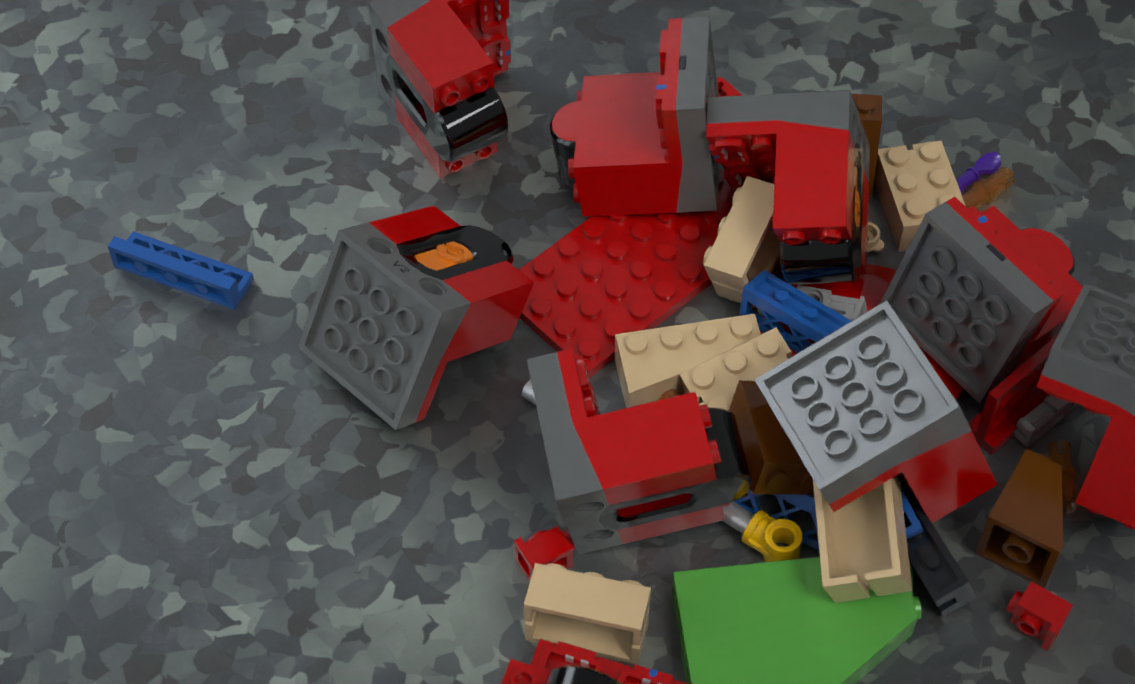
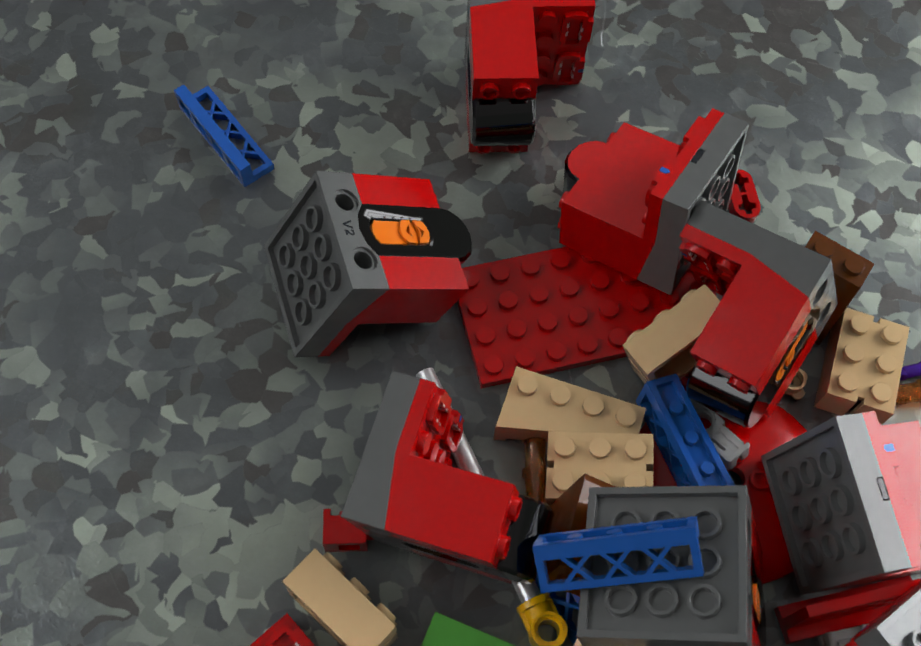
camera: 25 degrees right, 10 degrees up
(805, 396) = (617, 539): none -> blue fence

